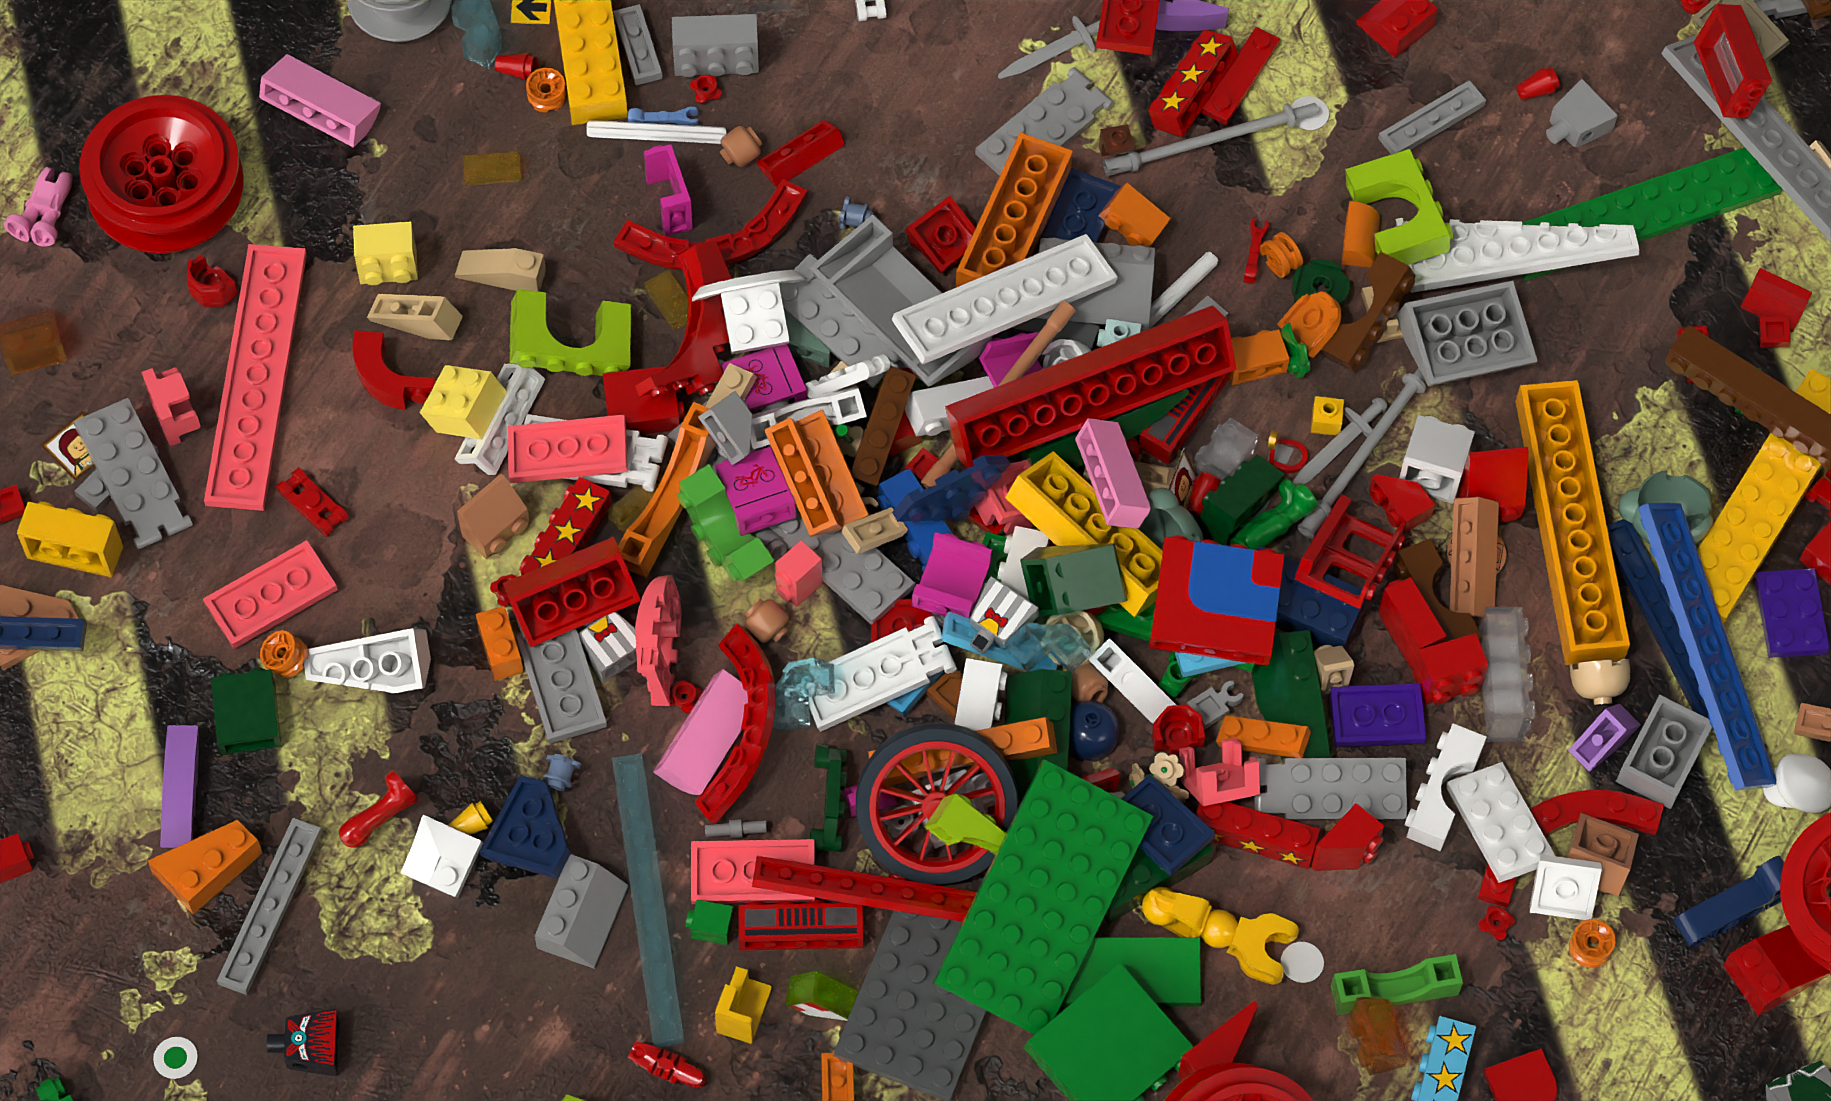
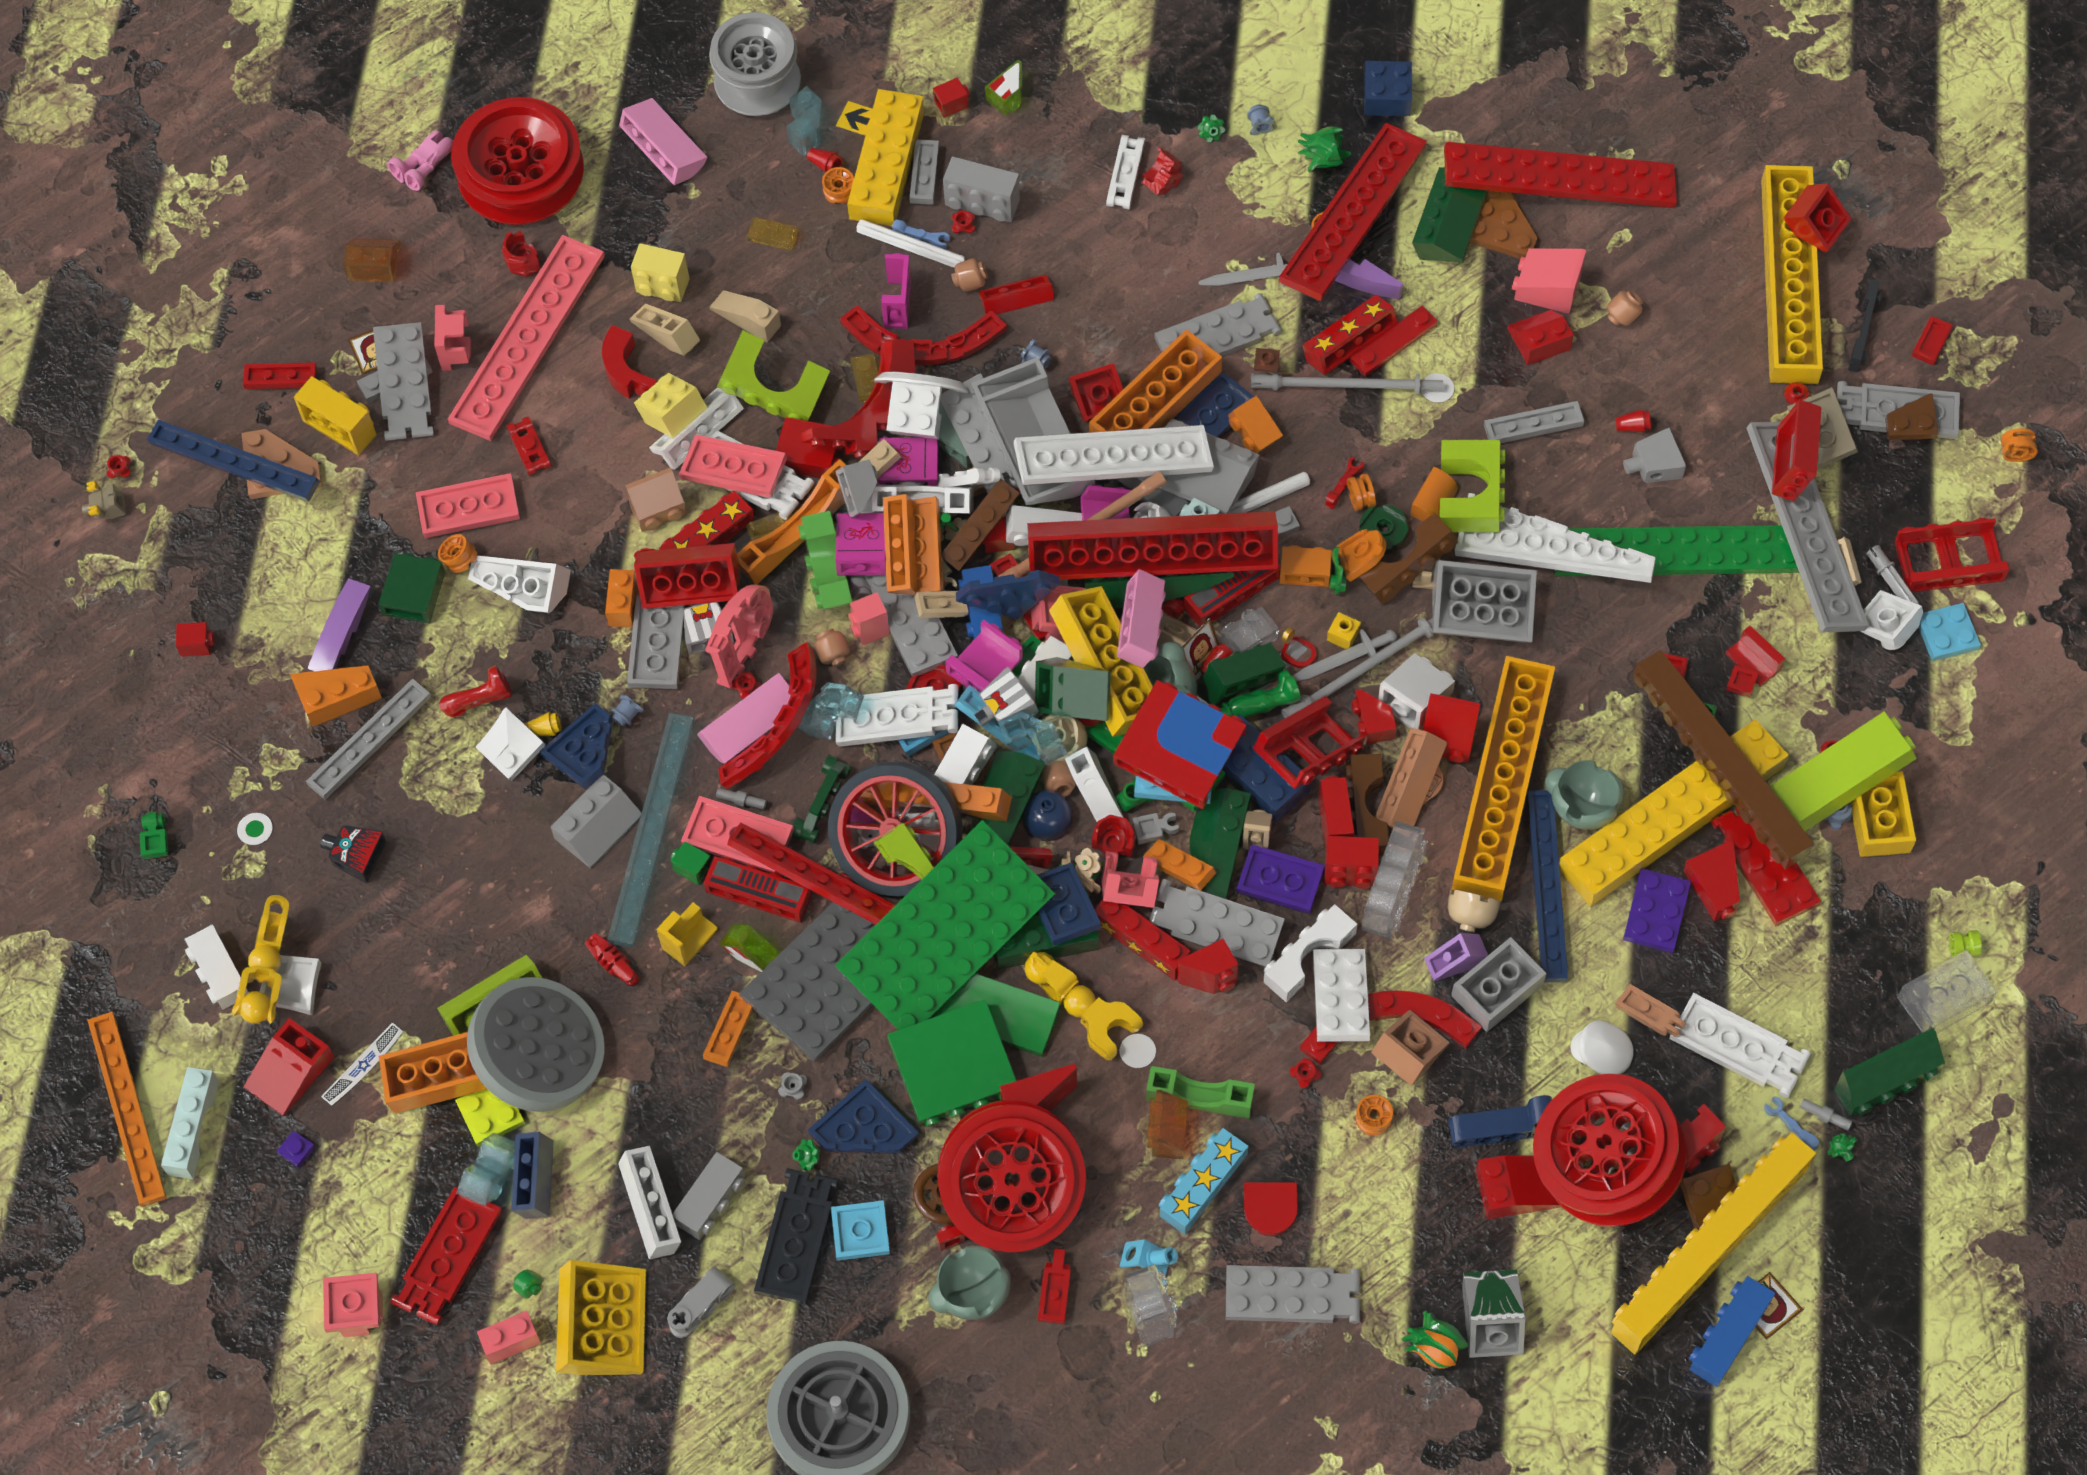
camera: 25 degrees right, 0 degrees up
(1565, 887) = (1368, 1063): white plate -> none
(1707, 646) = (1565, 911): blue plate -> none

